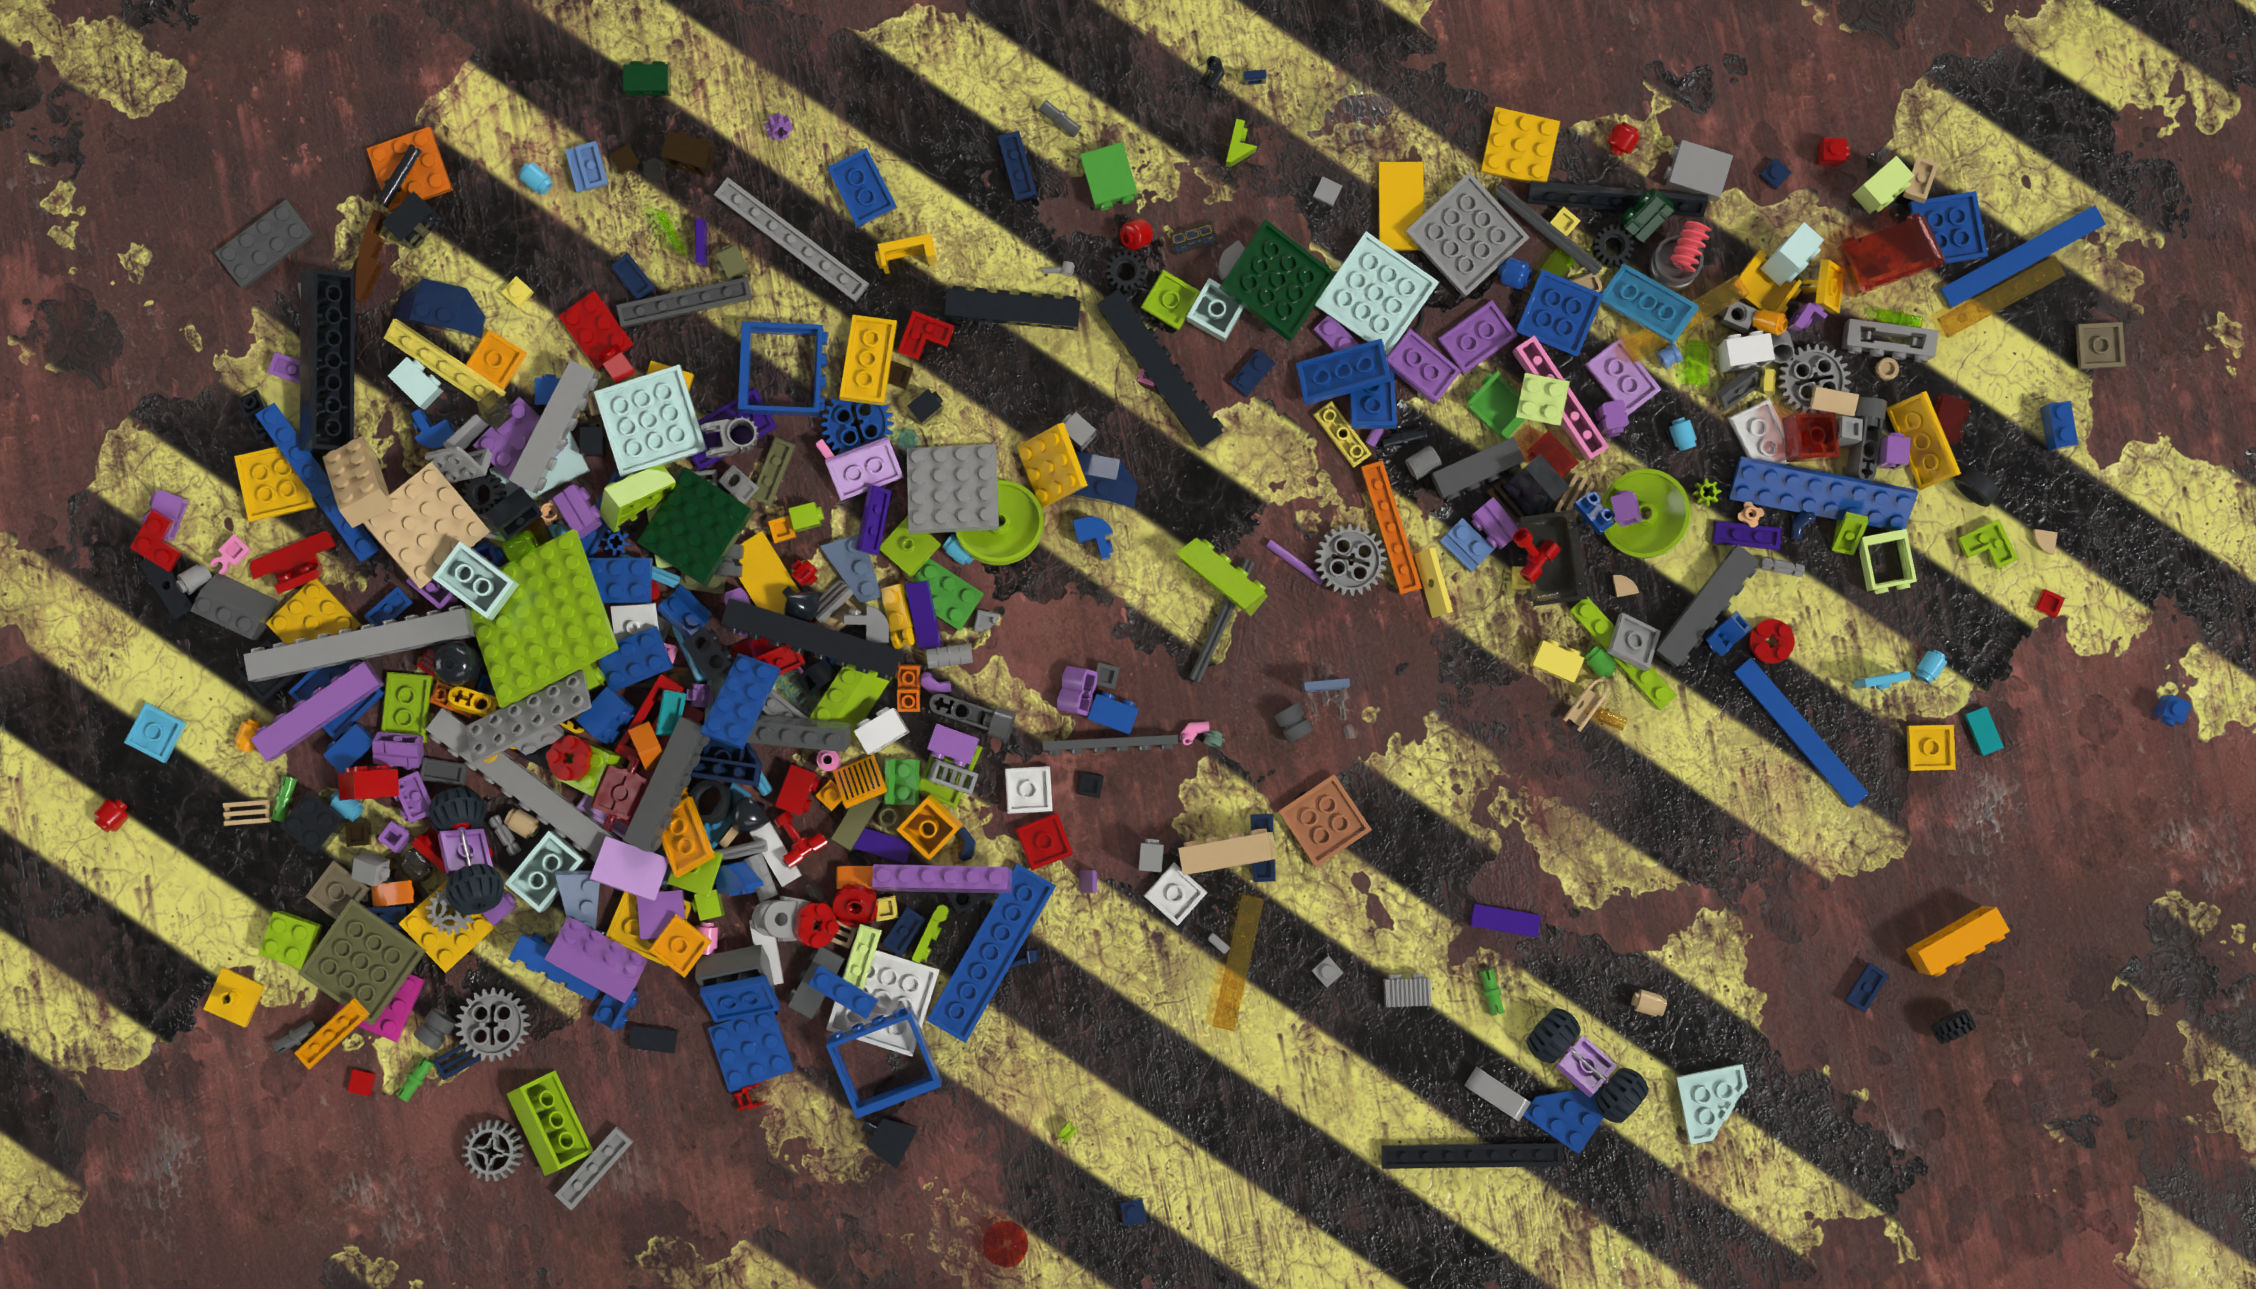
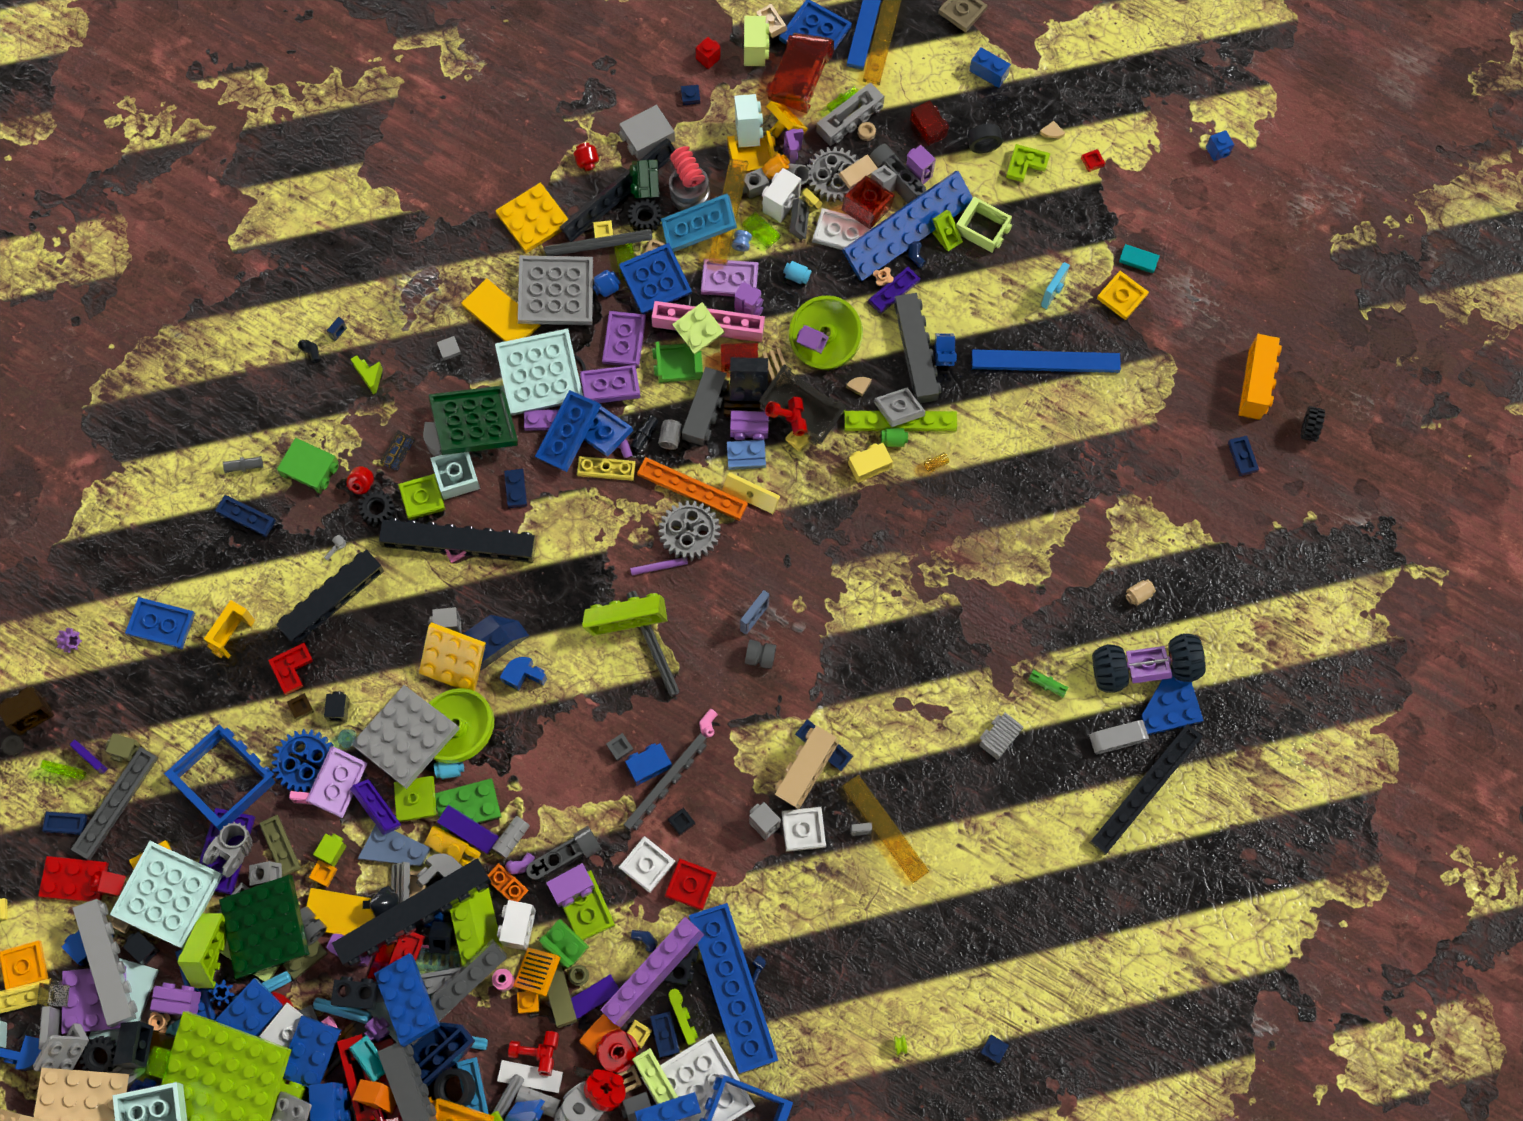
camera: 45 degrees left, 15 degrees down
(685, 612) = (312, 988): blue bracket -> none
(728, 837) = (490, 1099): tan tile -> none
(748, 815) = (488, 1070): black piece -> none
(791, 239) = (146, 697): light grey plate -> none
(797, 790) = (502, 1021): red brick -> none
(804, 572) = (365, 883): red gear -> none
(868, 360) = (270, 716): yellow plate -> none
(929, 827) = (610, 951): light orange brick -> none
(950, 784) = (579, 920): light grey slope -> none
(985, 621) = (510, 794): light grey tile -> none
(1077, 690) = (611, 773): medium lavender brick -> none
(1088, 881) = (743, 879): medium lavender slope -> none
(1214, 739) = (724, 715): sand green plate -> none
(1324, 820) = (842, 691): nougat plate -> none
(1327, 971) = (942, 776): light grey plate -> none
(1505, 920) = (1008, 635): dark purple tile -> none
(1590, 699) = (911, 464): tan piece -> none
(1594, 513) = (798, 361): blue hips -> none
(1700, 491) = (846, 284): lime gear -> none
(1709, 1099) = (1236, 609): light aqua plate -> none
(1763, 631) = (976, 321): red plate -> none
(1782, 567) = (932, 286): light grey axle -> none
(1929, 449) = (942, 145): yellow tile -> none
(1931, 666) = (1072, 253): medium azure brick -> none

